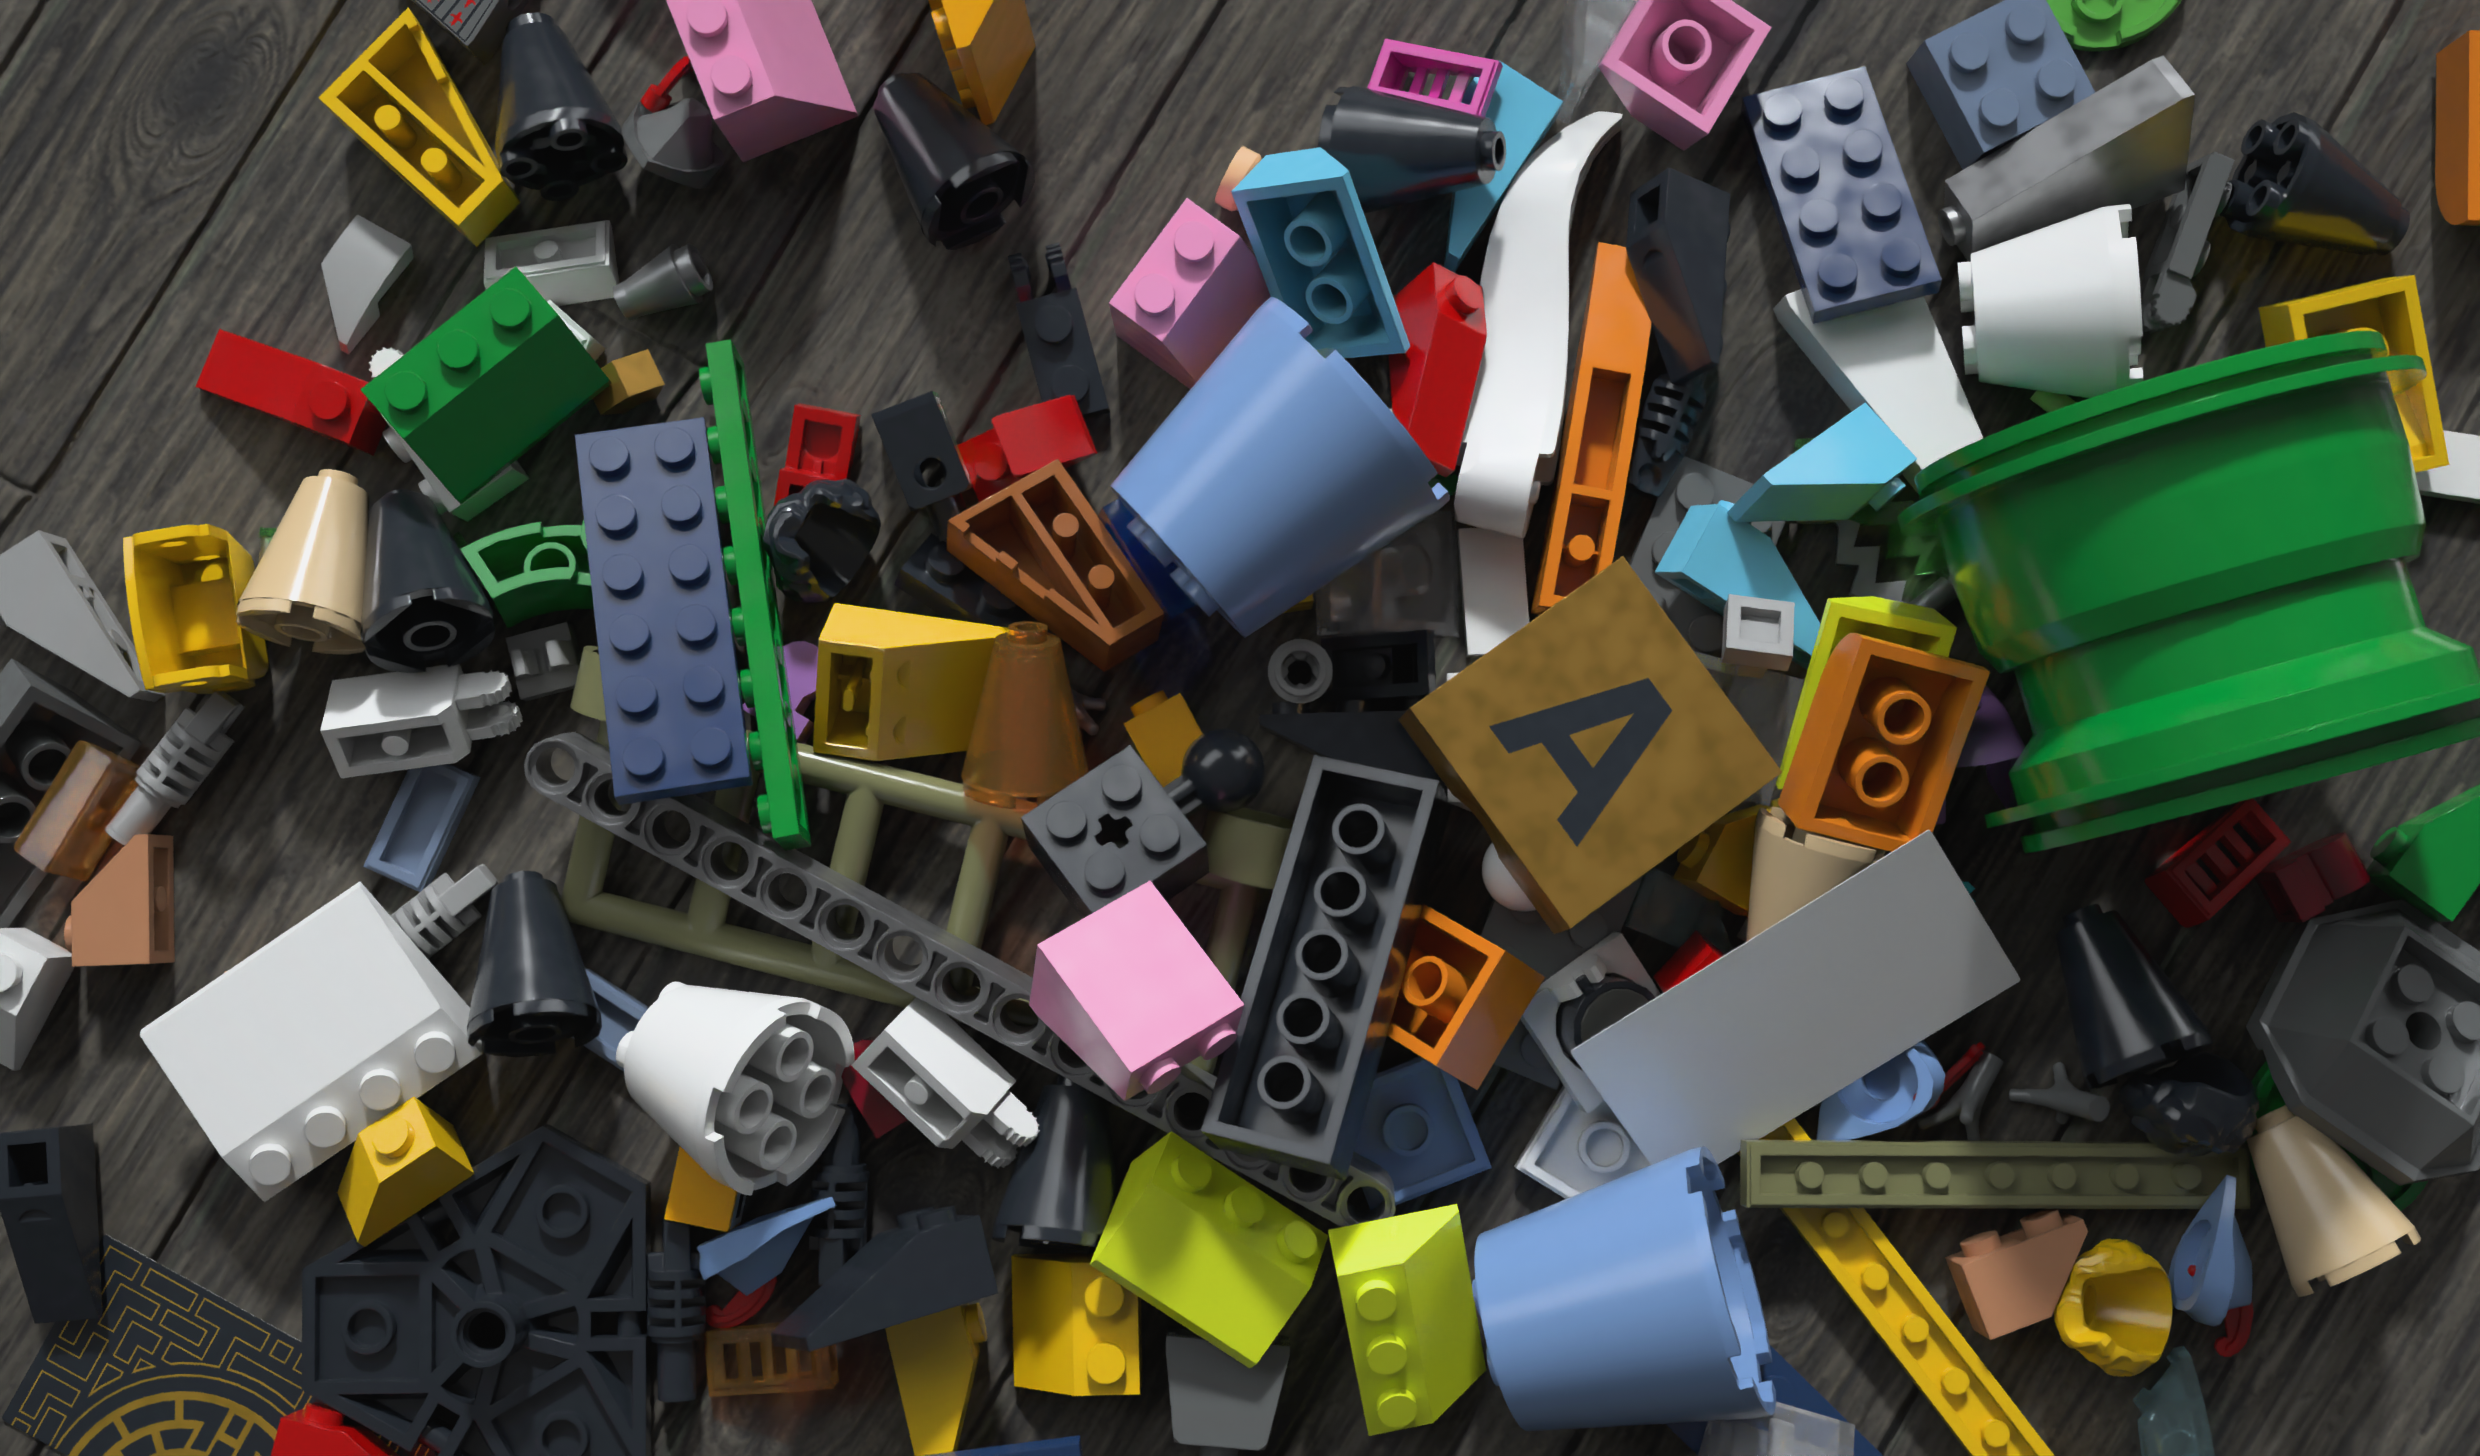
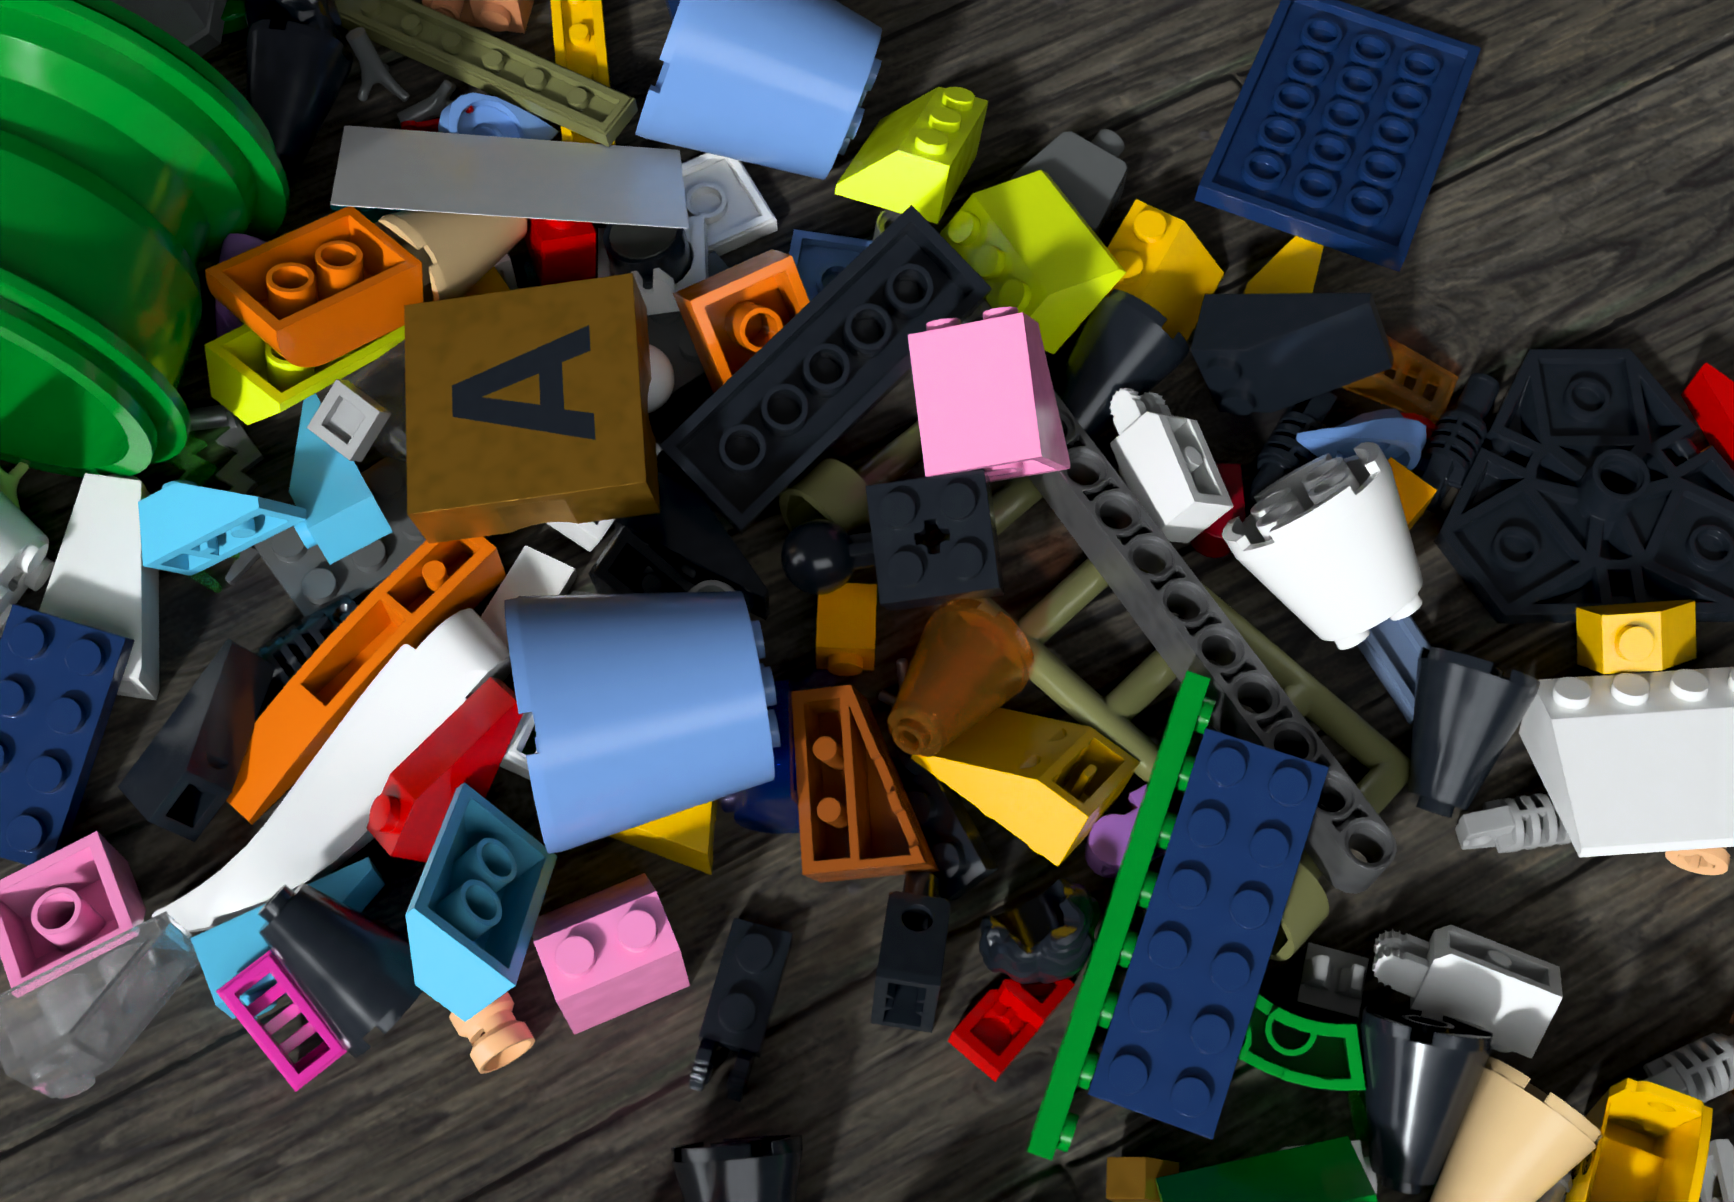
camera: 155 degrees left, 20 degrees down
(421, 824) = (1507, 902): sand blue tile -> none
(1026, 442) = (822, 917): red slope -> none

